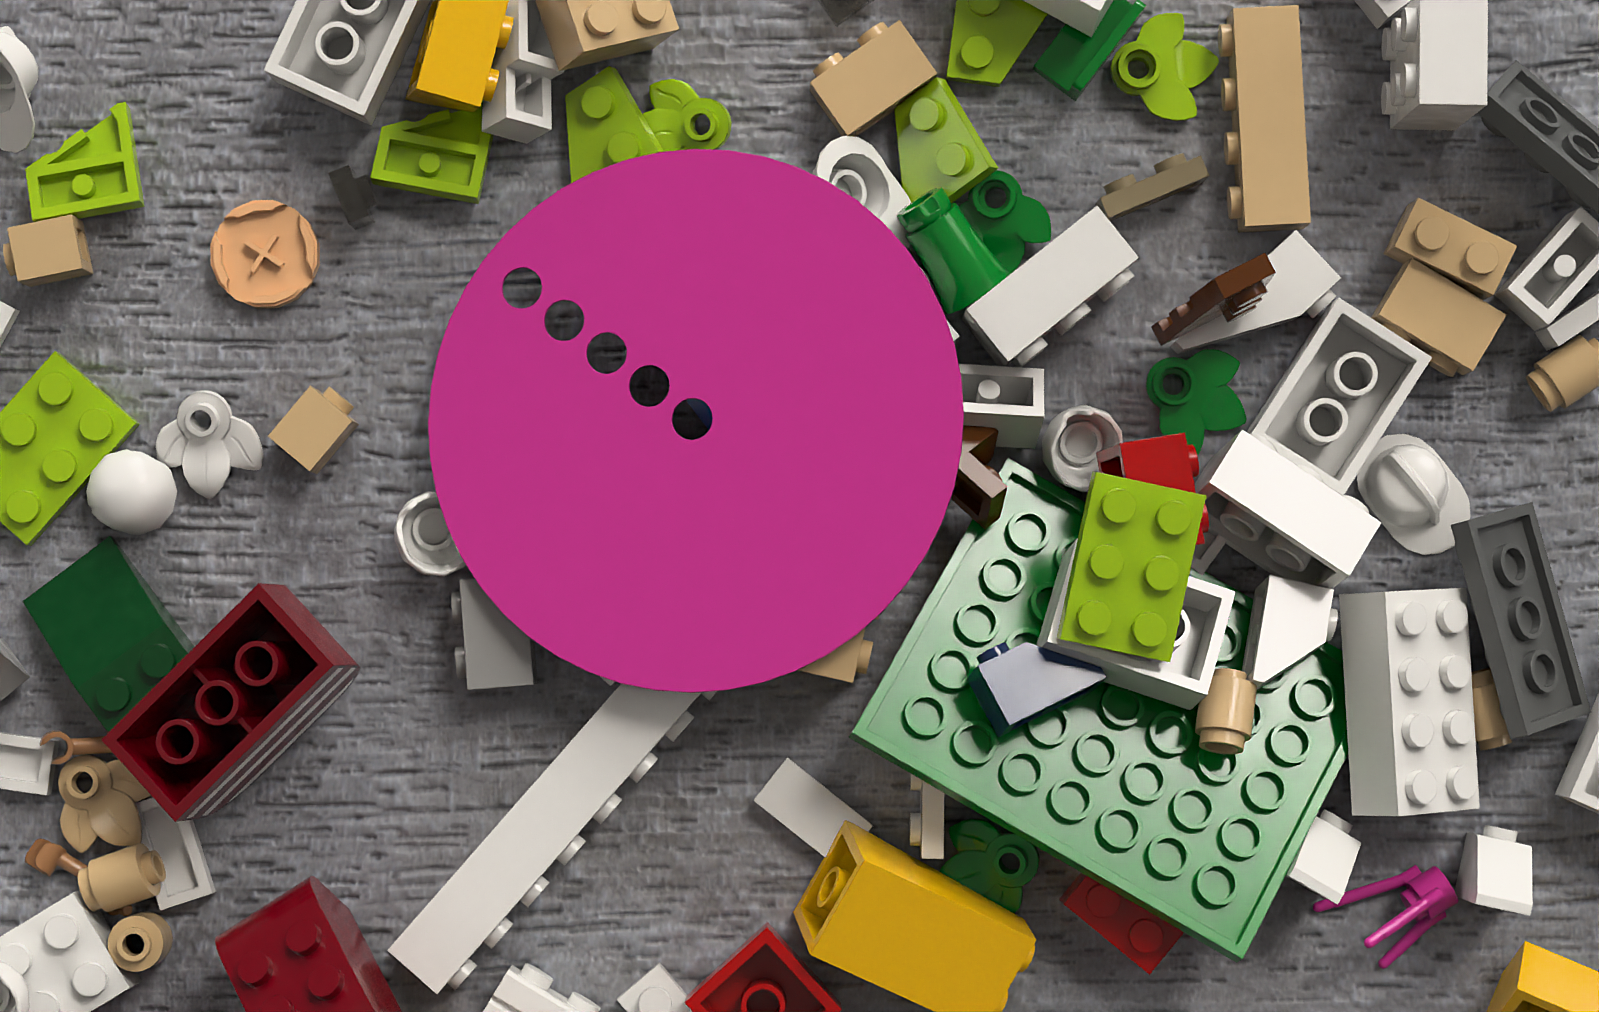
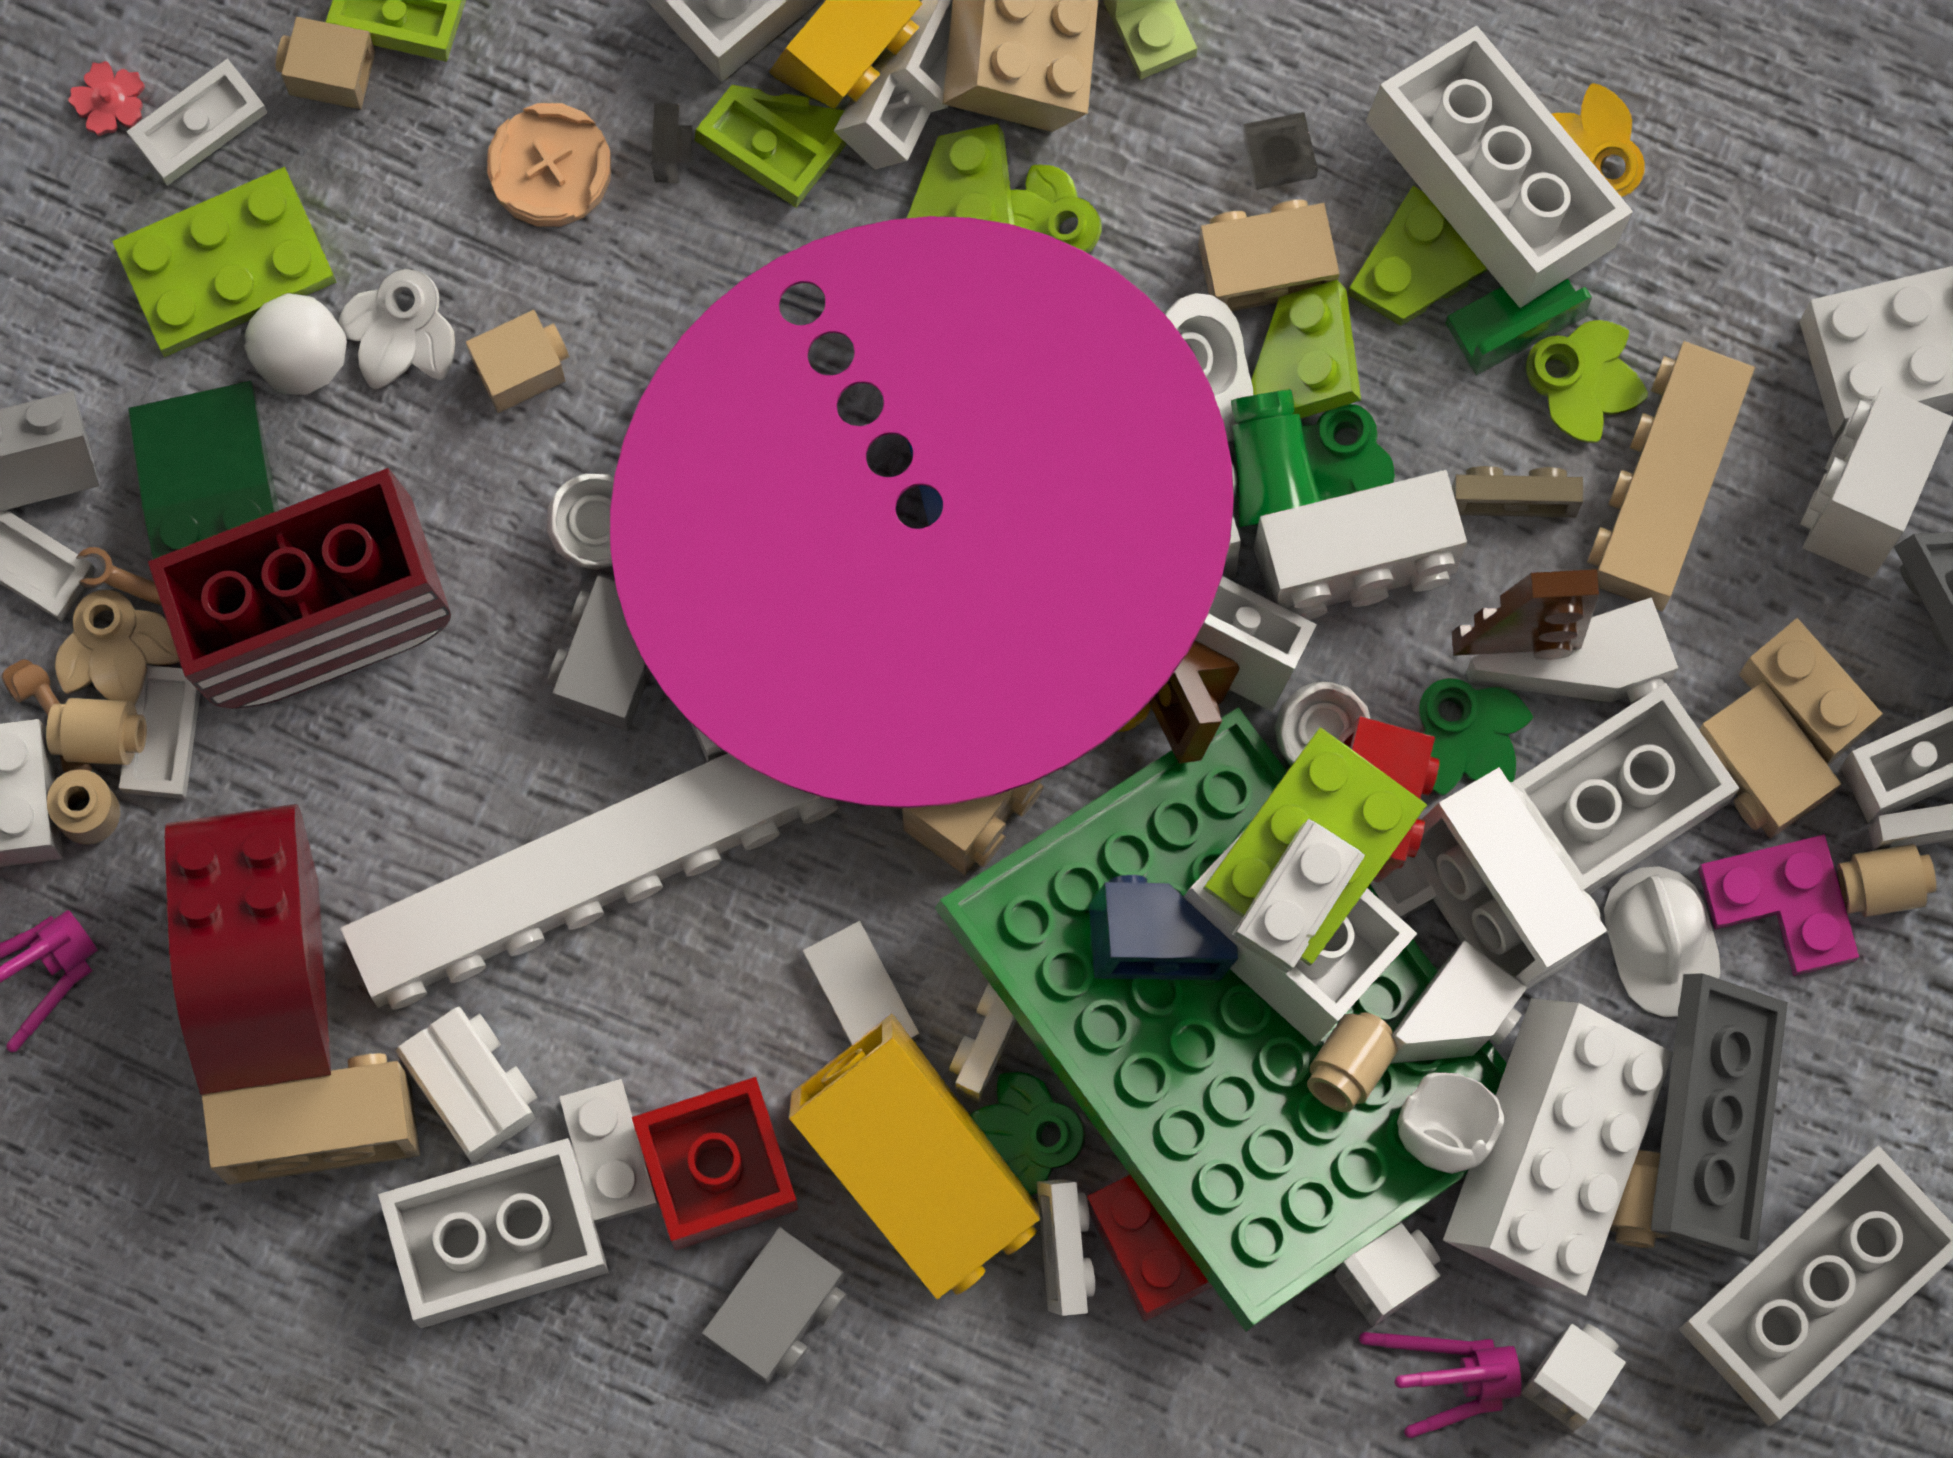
camera: 25 degrees right, 10 degrees down
(1071, 963) = (1067, 1274): none -> white plate
(1141, 623) = (1297, 896): none -> white brick
(1322, 725) = (1450, 1122): none -> white hair
(1501, 406) = (1795, 885): none -> dark pink plate

